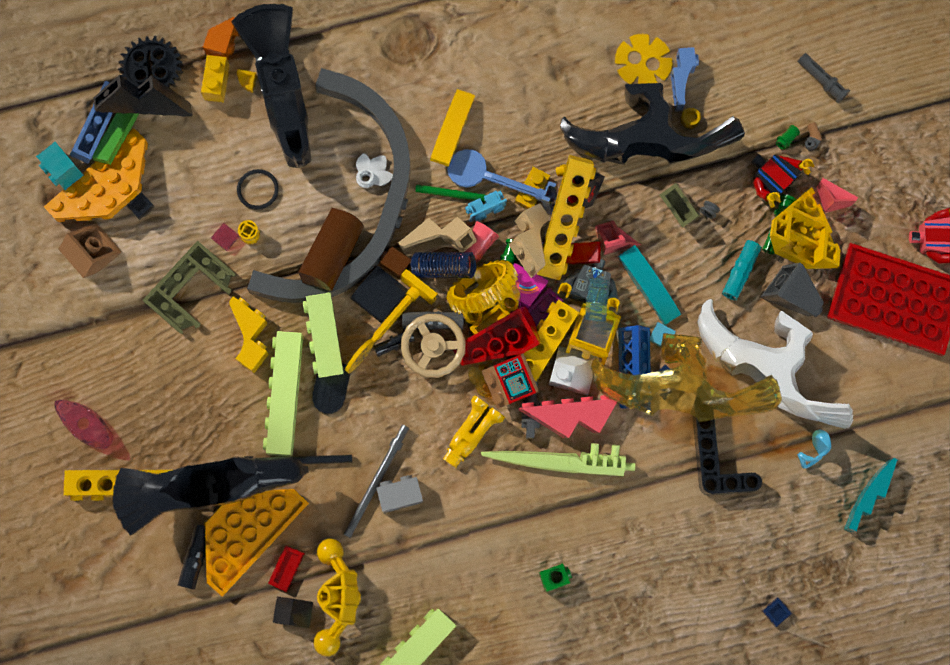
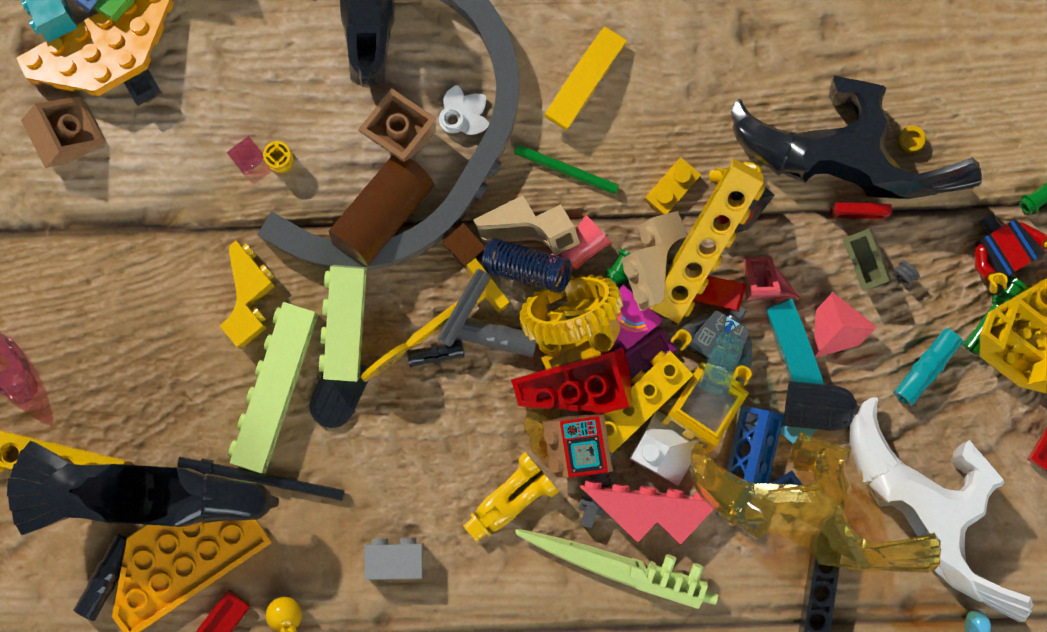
camera: 15 degrees right, 5 degrees up
(161, 296) = (142, 217): olive wedge -> none
(258, 206) = (304, 125): black tyre -> none
(330, 189) = (399, 126): none -> medium nougat slope
(379, 294) = (431, 283): black slope -> none
(395, 445) = (404, 492): dark grey bar -> none
(406, 304) = (464, 307): none -> dark grey axle
(433, 345) = (486, 371): tan piece -> none
(470, 168) = (595, 139): medium blue piece -> none
(493, 204) = (593, 200): medium azure hinge -> none
(641, 45) = (869, 23): yellow piece -> none
(667, 174) = (860, 210): none -> red tile
(672, 257) = (838, 326): none -> coral slope
(672, 315) = (818, 406): none -> black window
(686, 64) = (924, 64): medium blue slope -> none
(794, 290) = (993, 412): dark grey slope -> none

